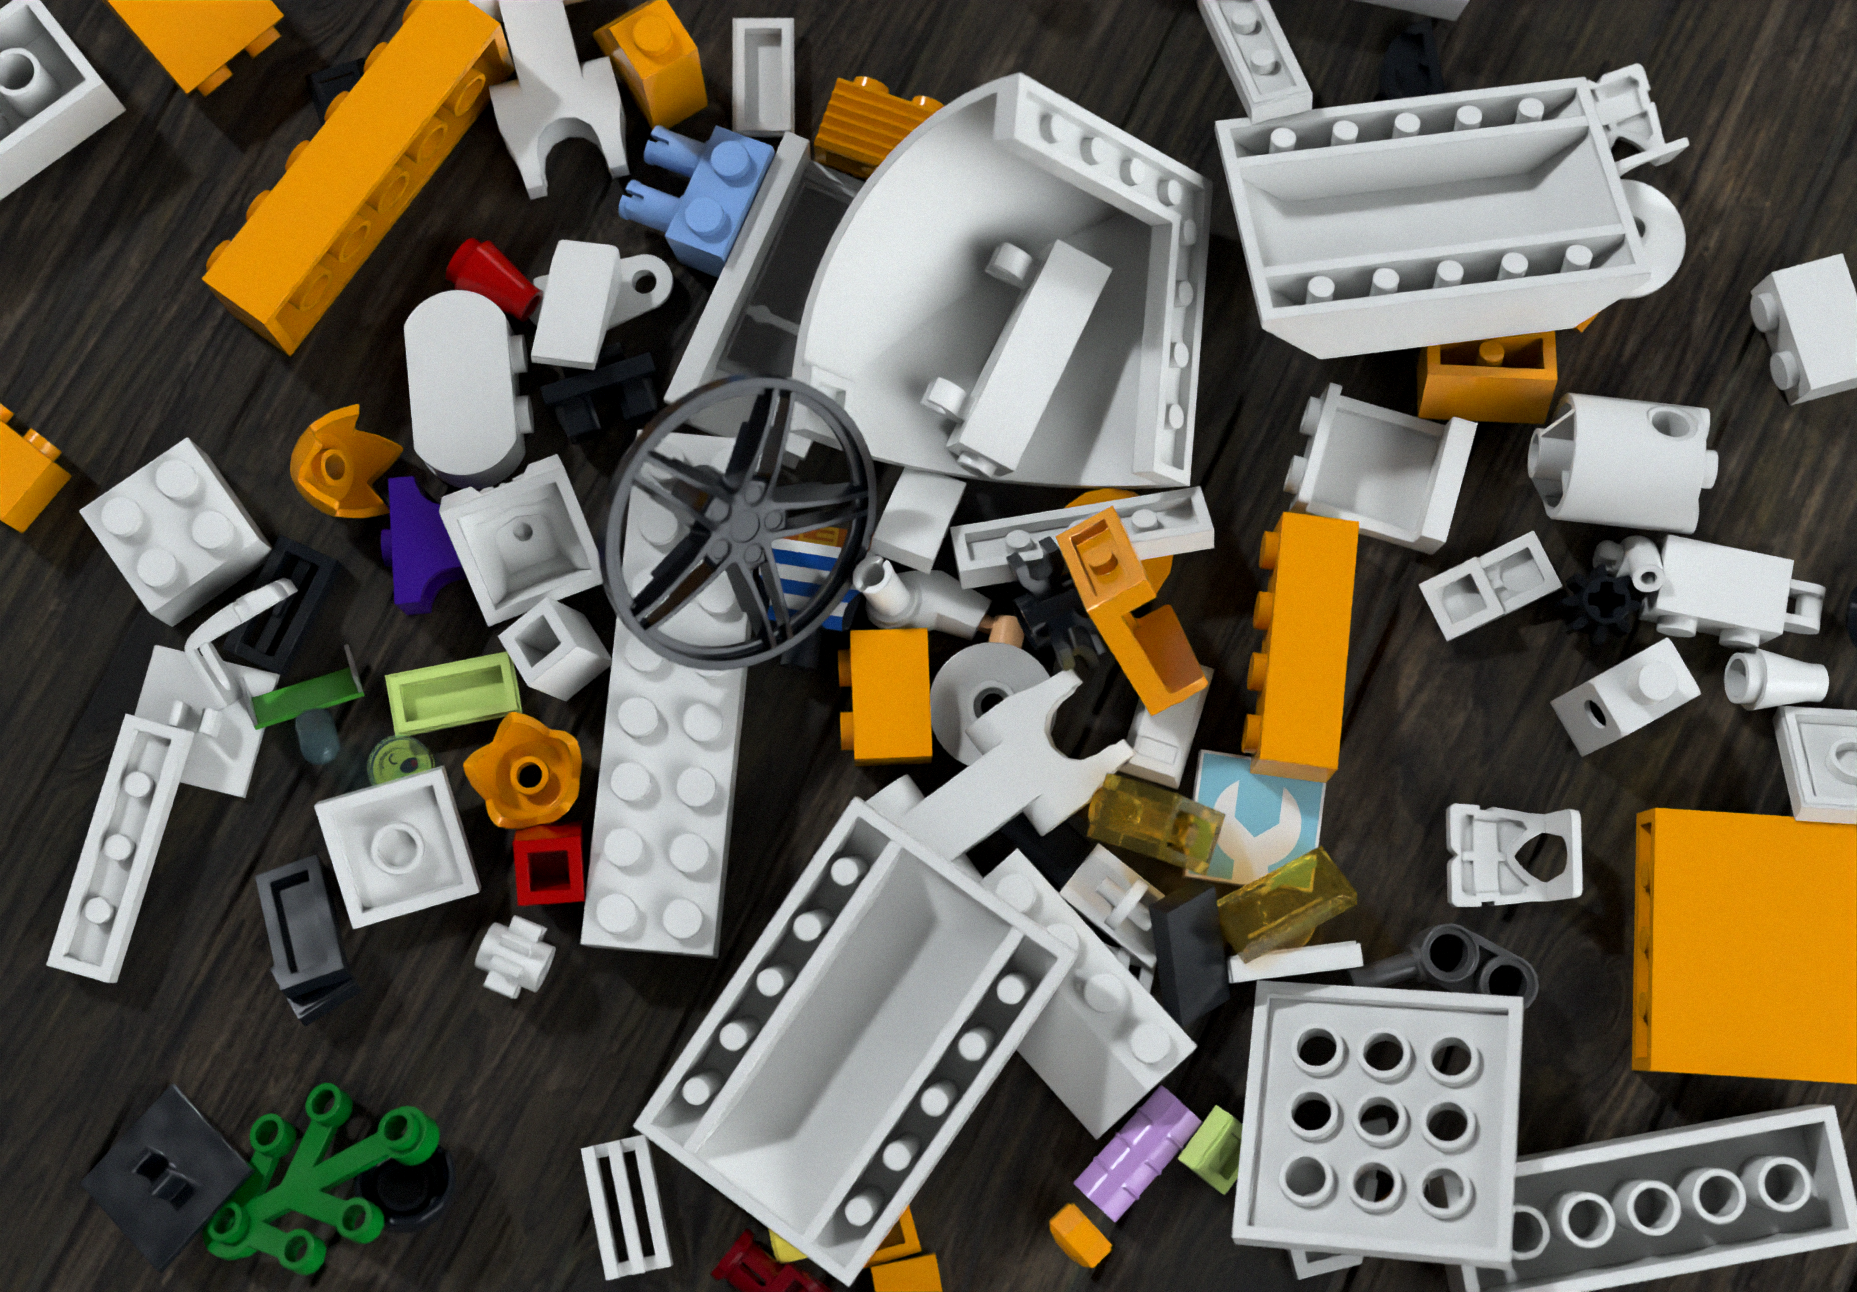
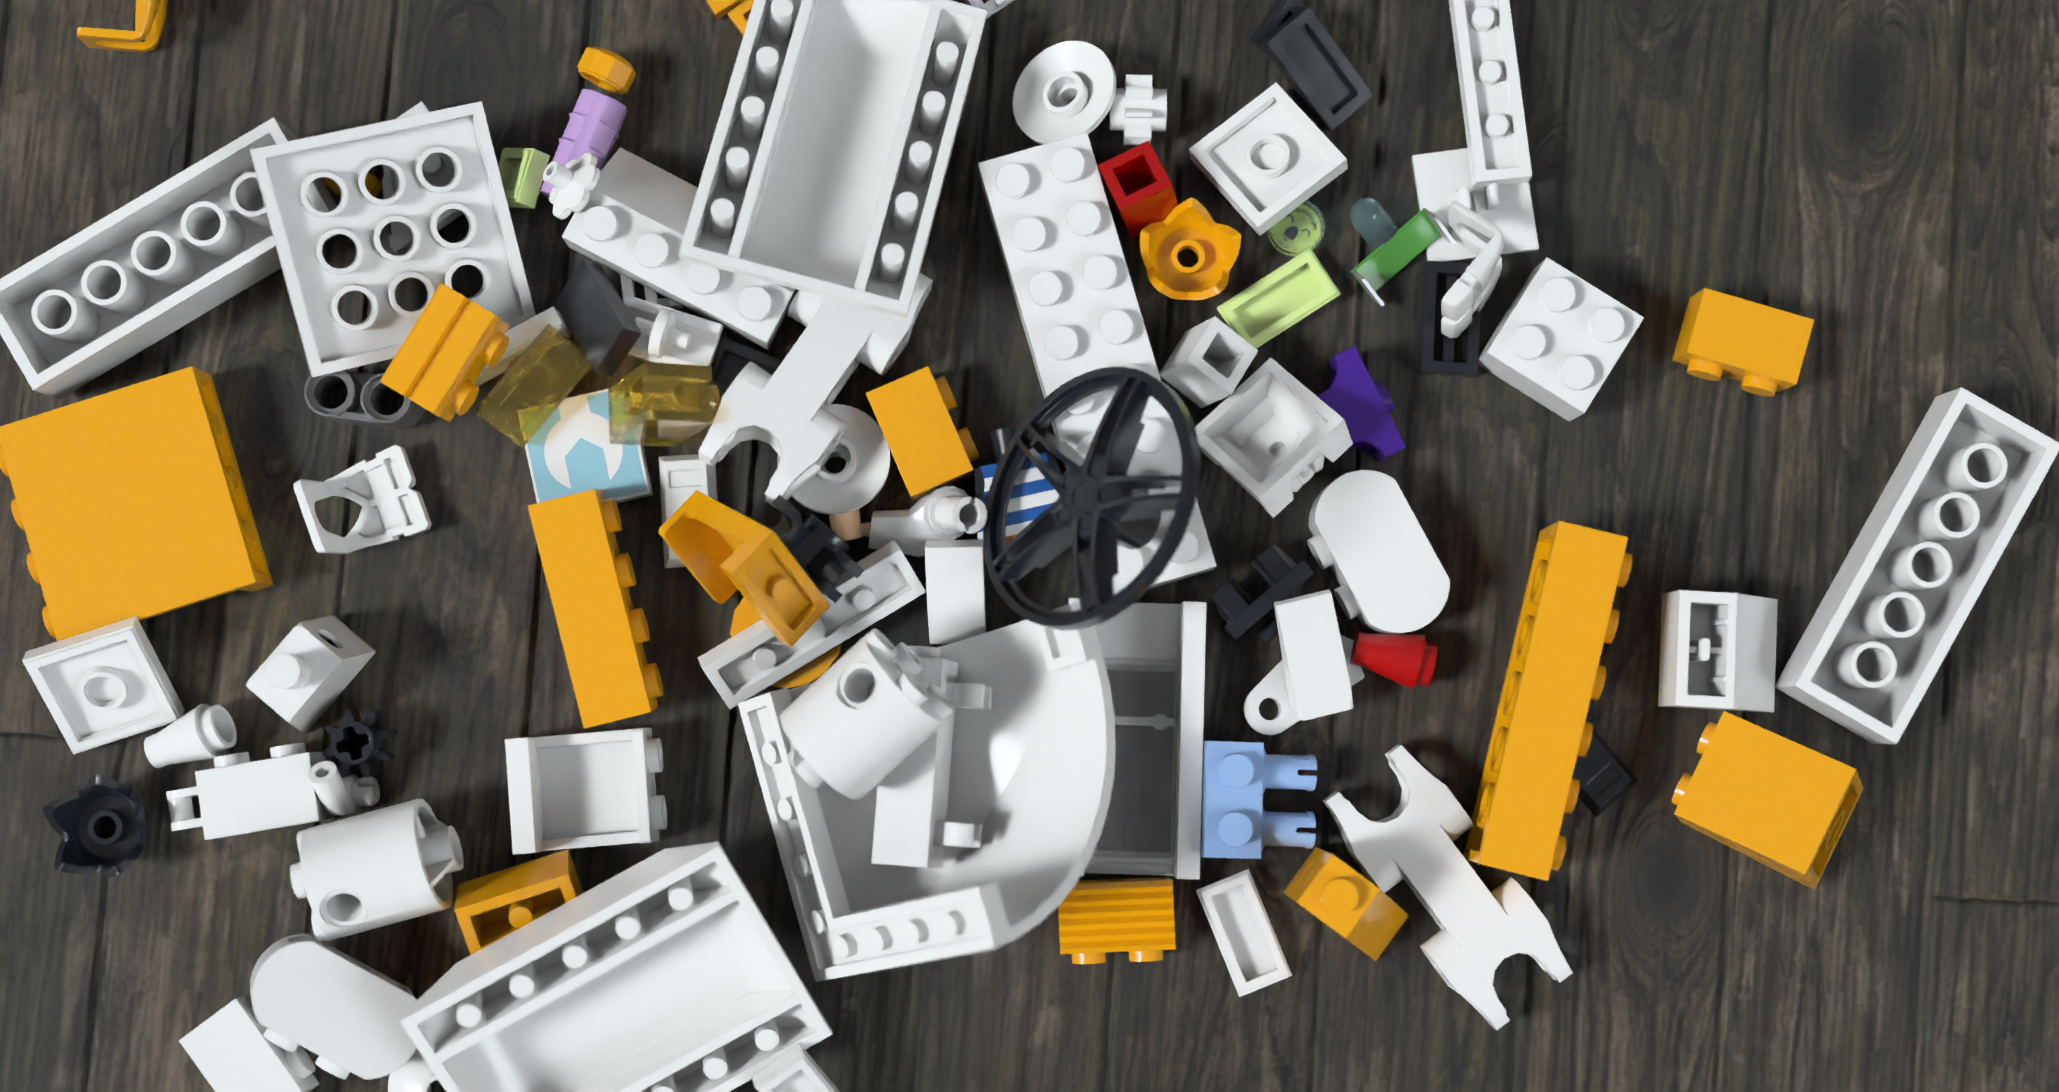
camera: 165 degrees right, 5 degrees up
(168, 157) = (1717, 651): none -> white slope
(338, 465) = (1454, 444): light orange piece -> none
(601, 1029) = (1053, 80): none -> white dish
(1064, 400) = (863, 717): none -> white cylinder
(1164, 1102) = (571, 184): none -> white plant
(1367, 965) = (447, 354): none -> light orange brick
(1490, 586) = (457, 727): white slope -> none
(1713, 343) = (331, 1007): none -> white brick

